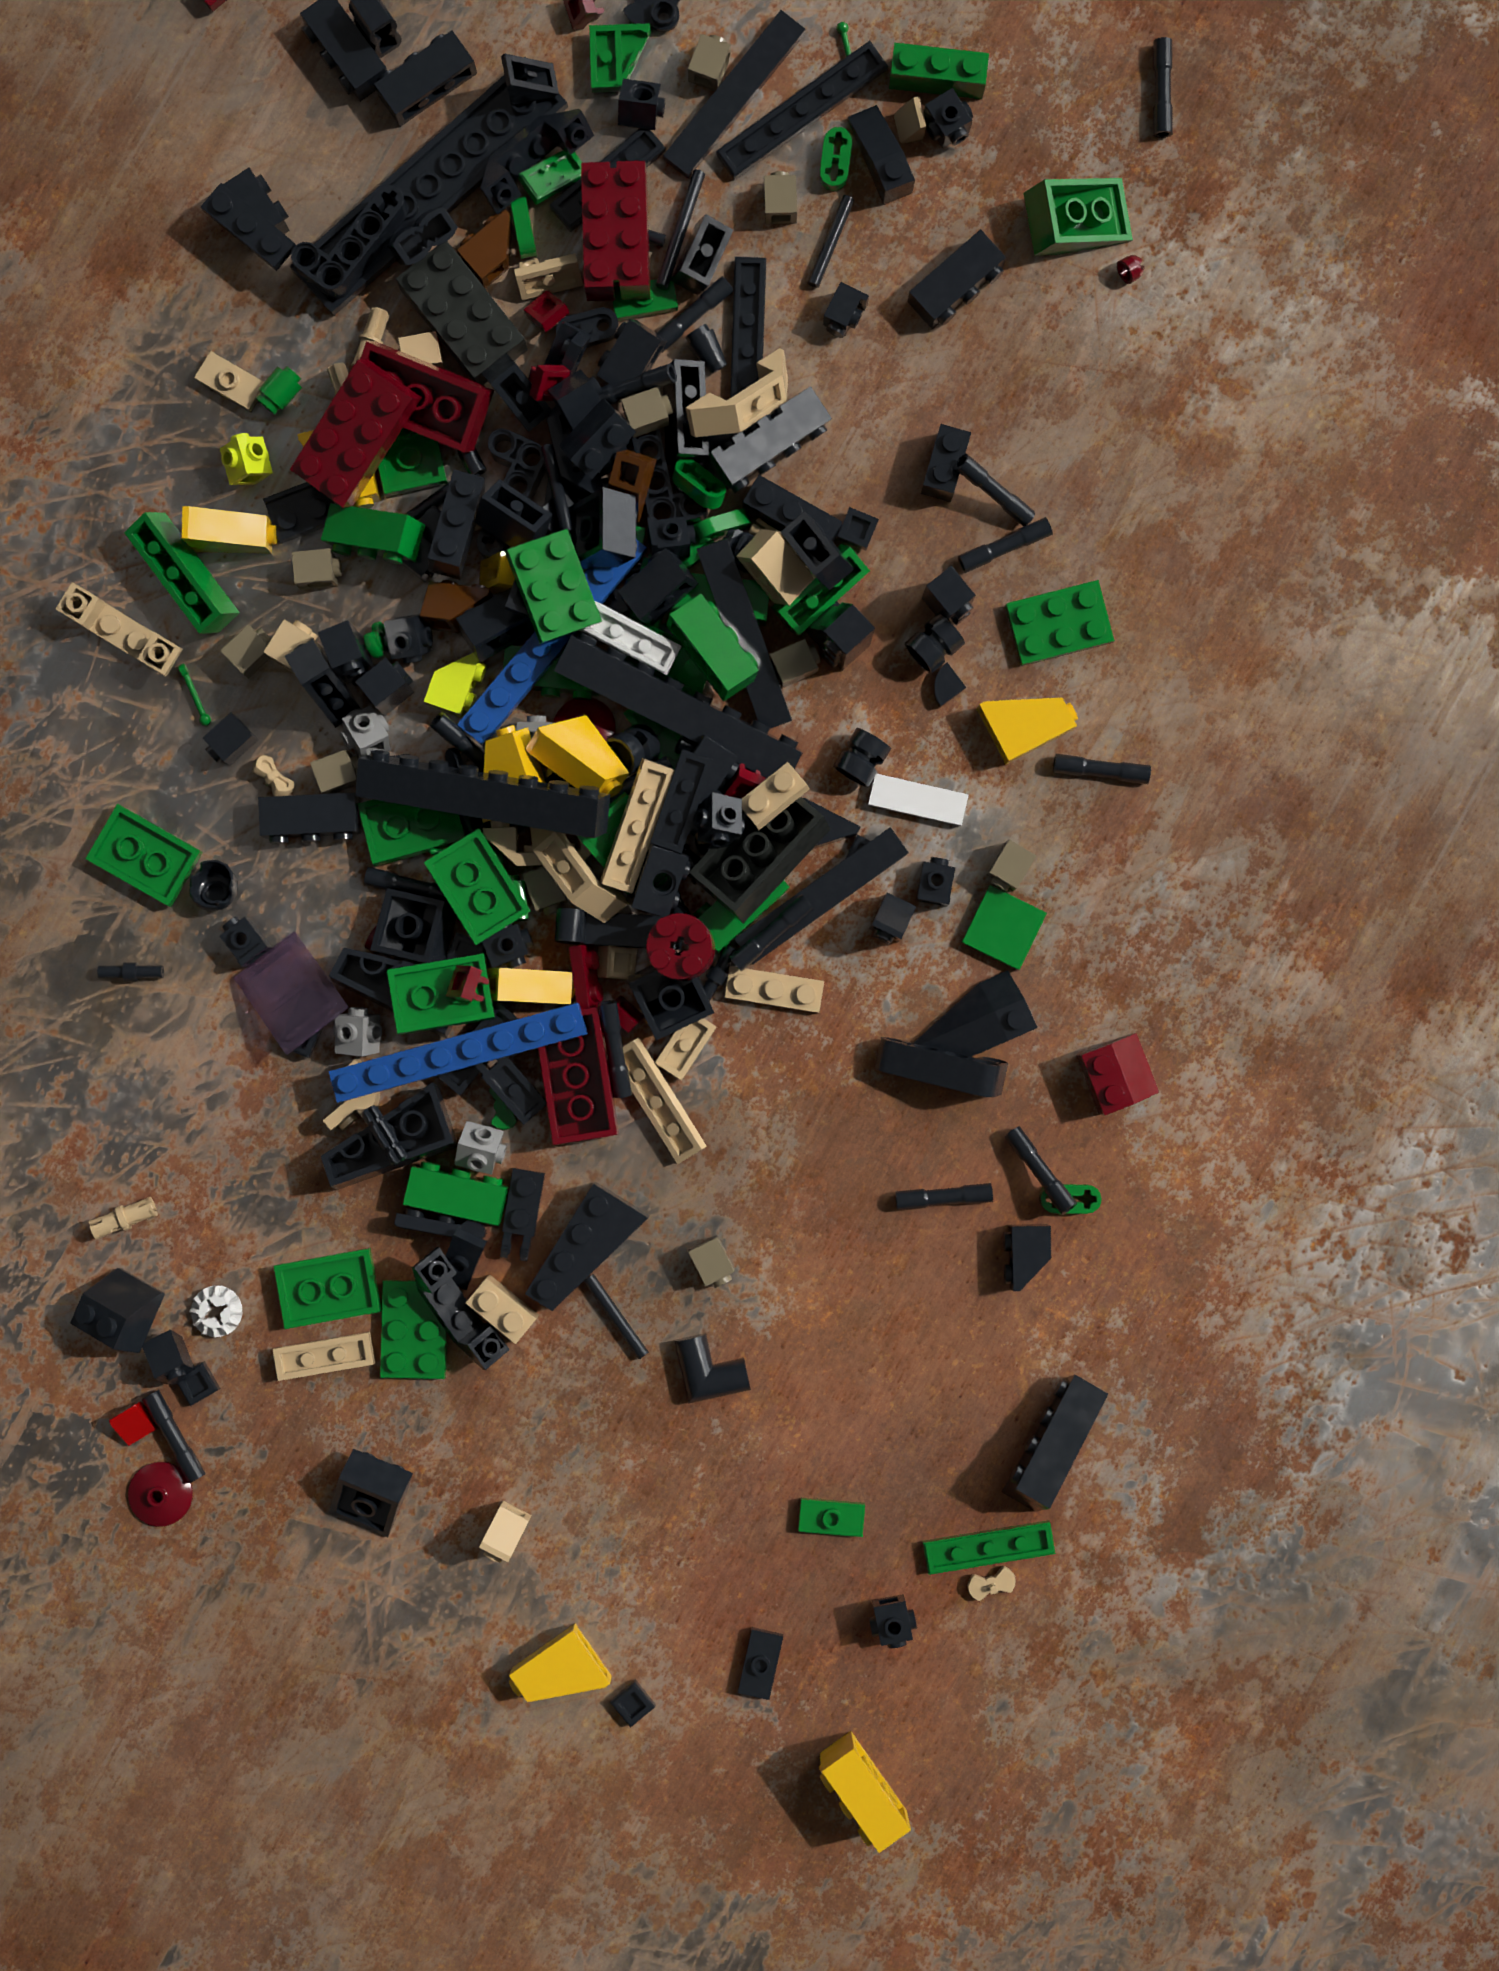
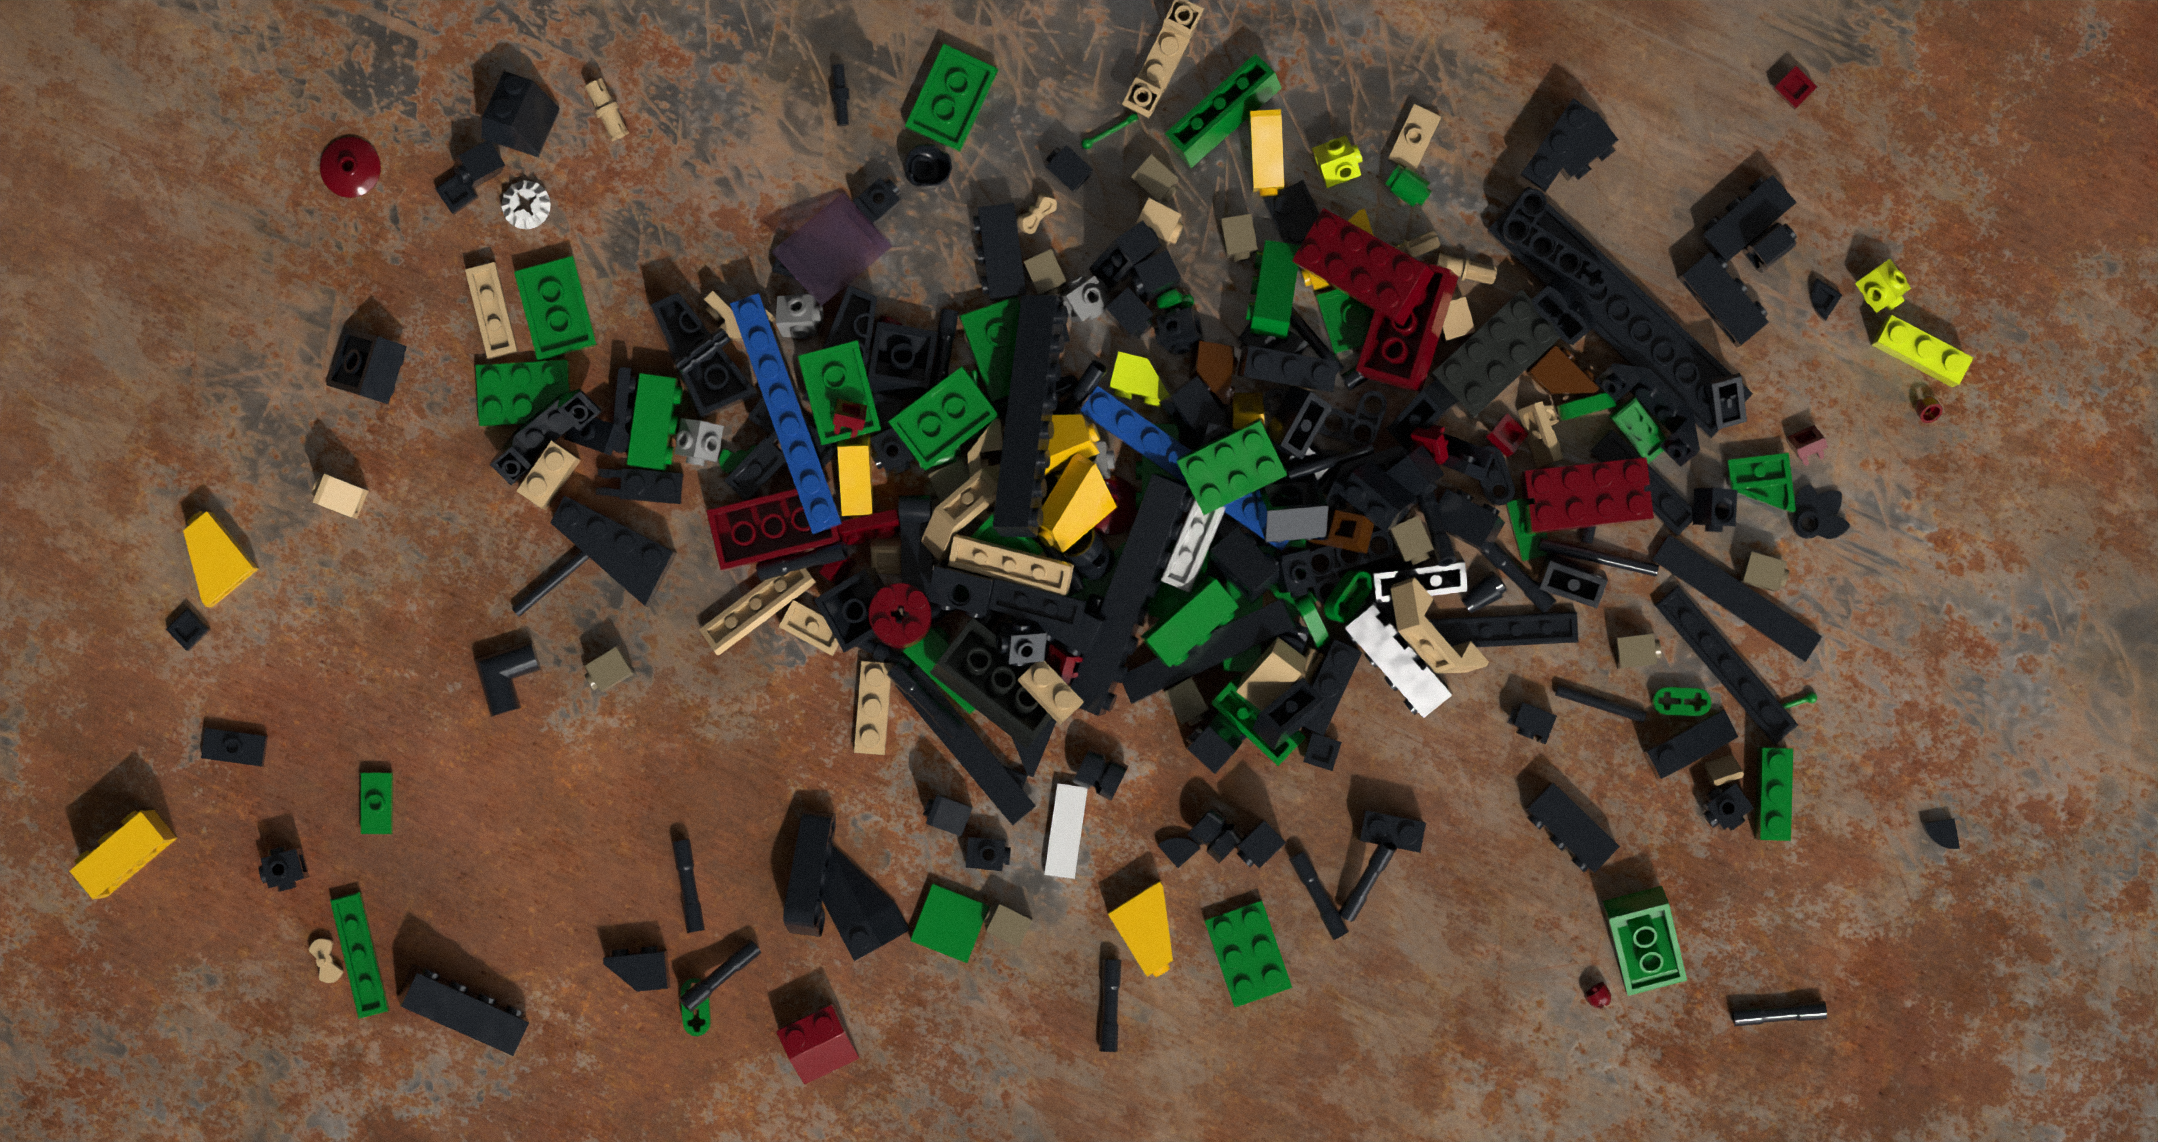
camera: 95 degrees right, 0 degrees up
(133, 1424) = (414, 136): red slope -> none
(183, 1453) = (389, 186): black piece -> none

